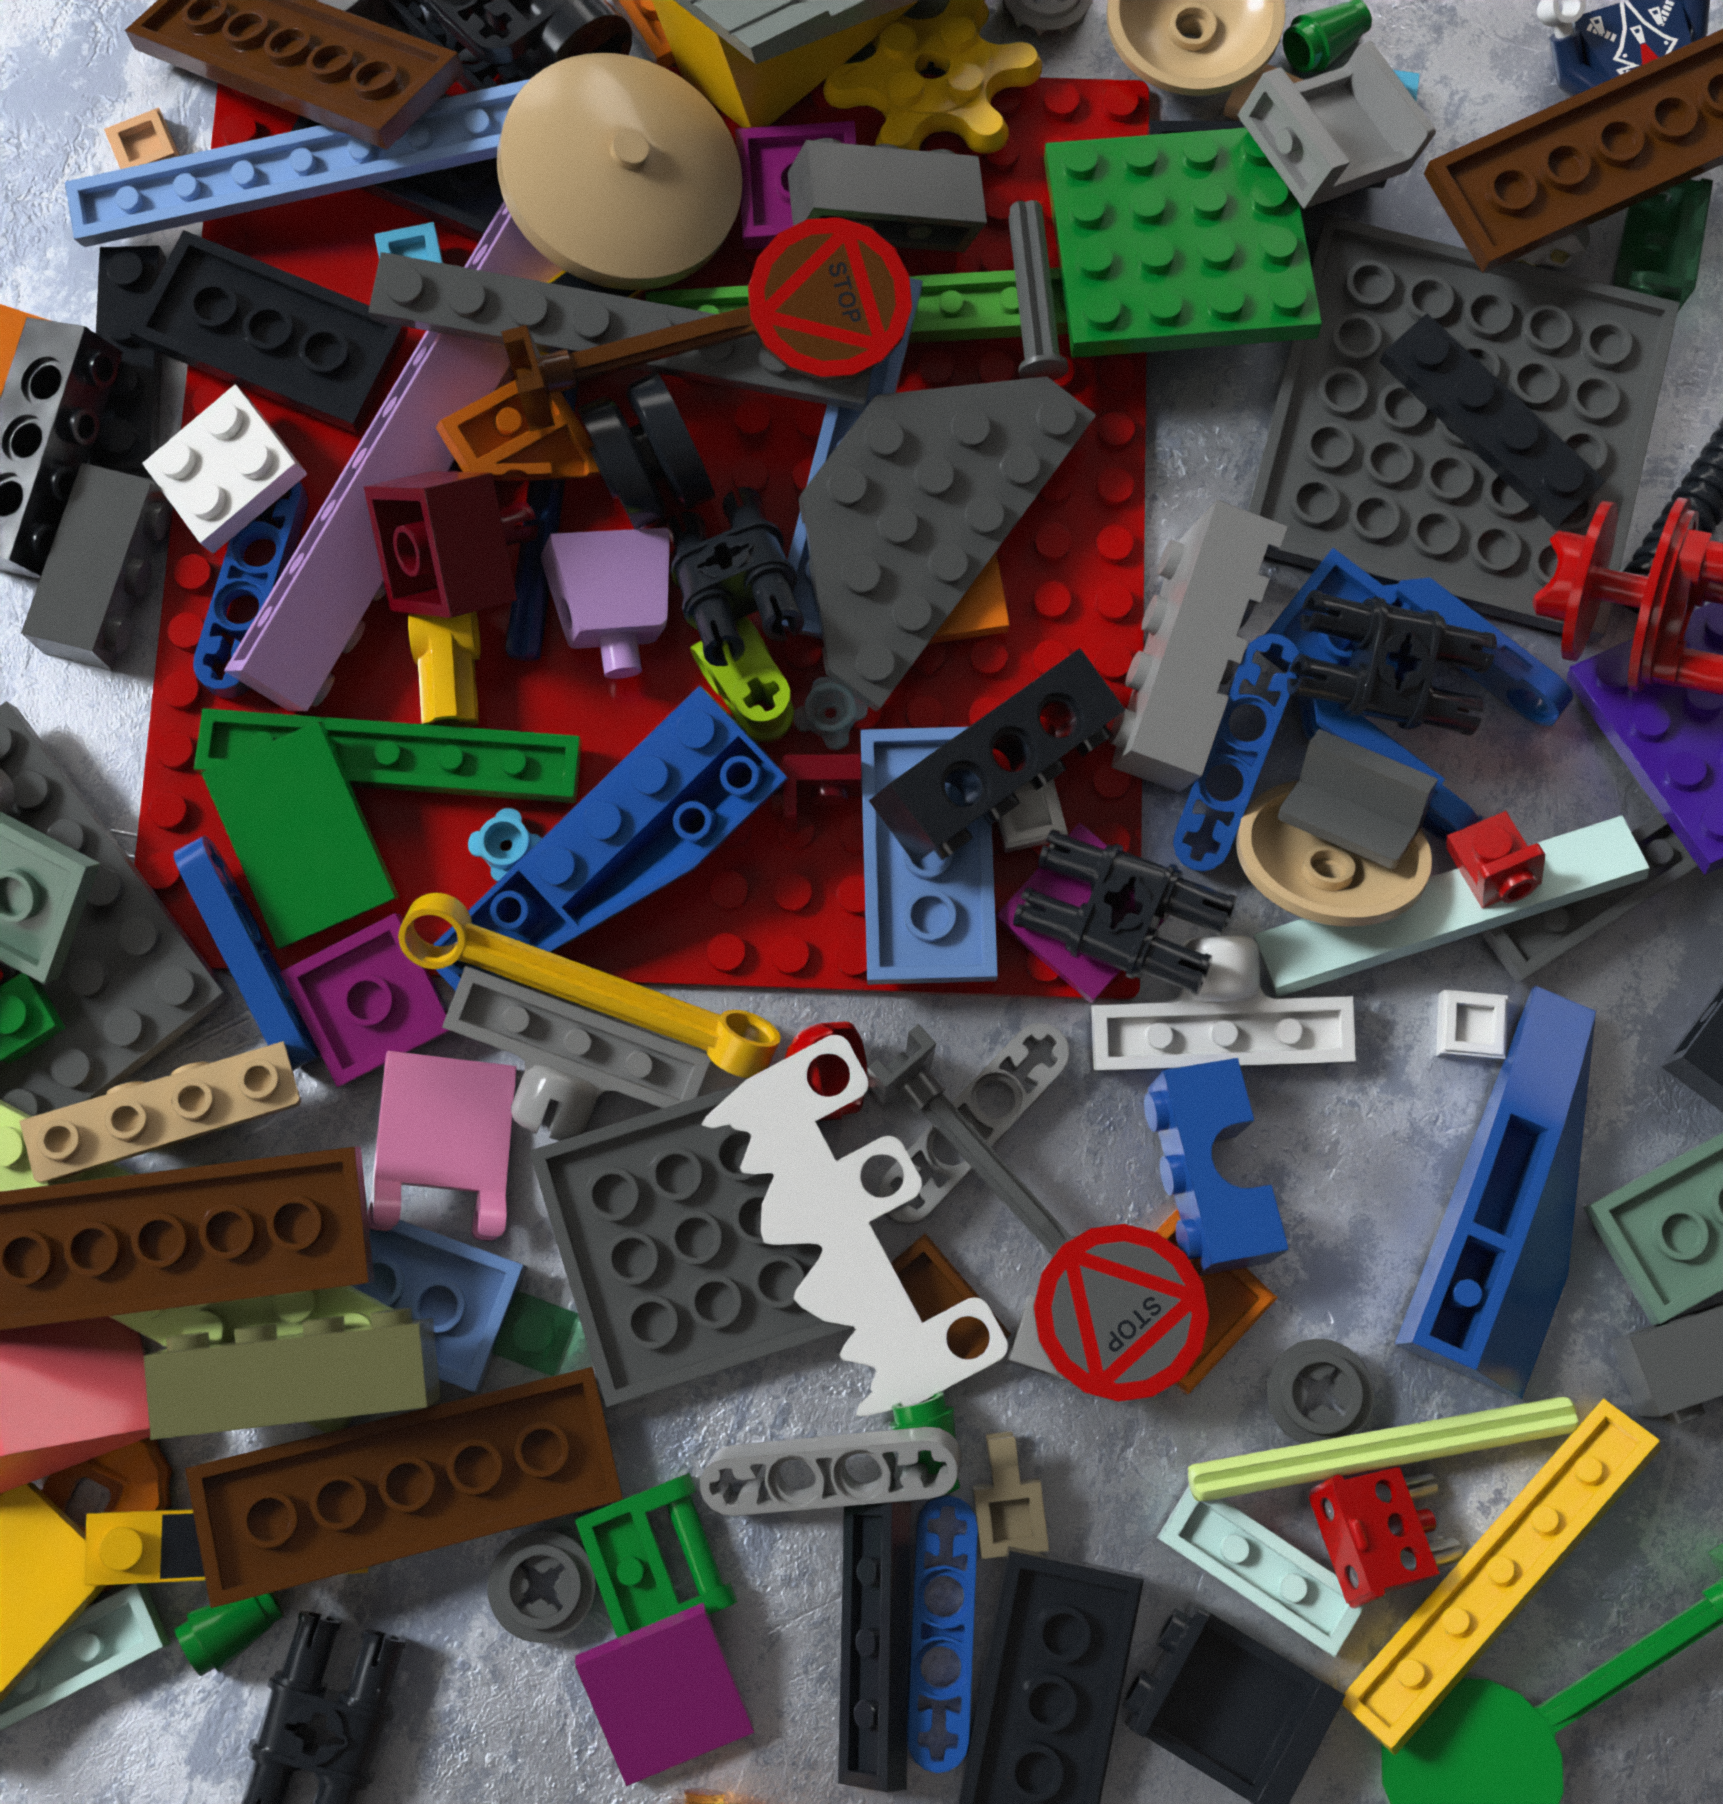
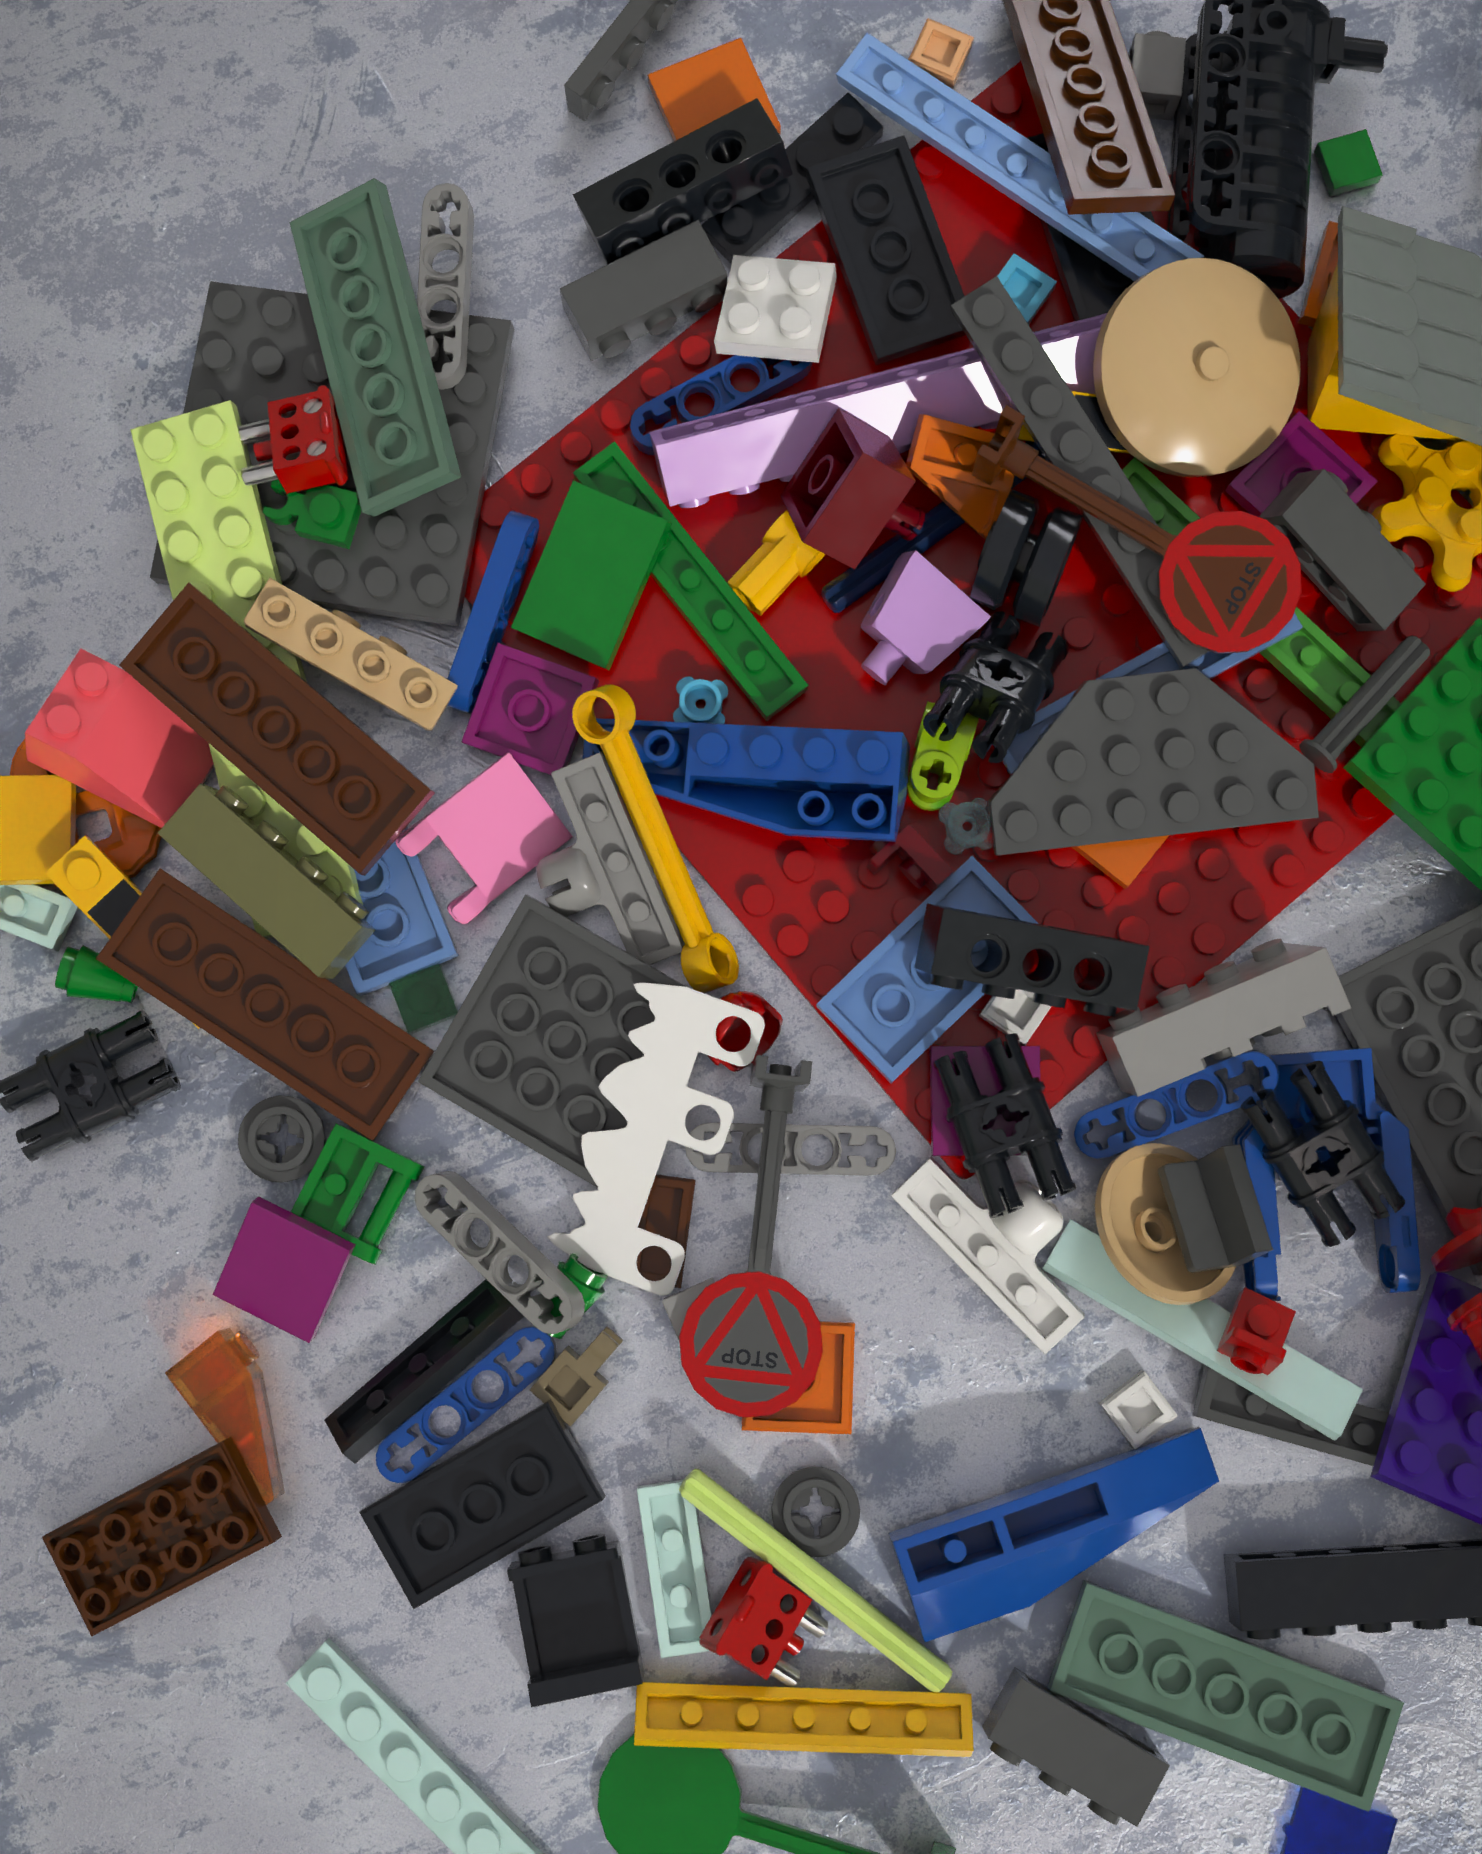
camera: 45 degrees right, 5 degrees up
(1218, 1222) = (862, 1356): blue arch -> none

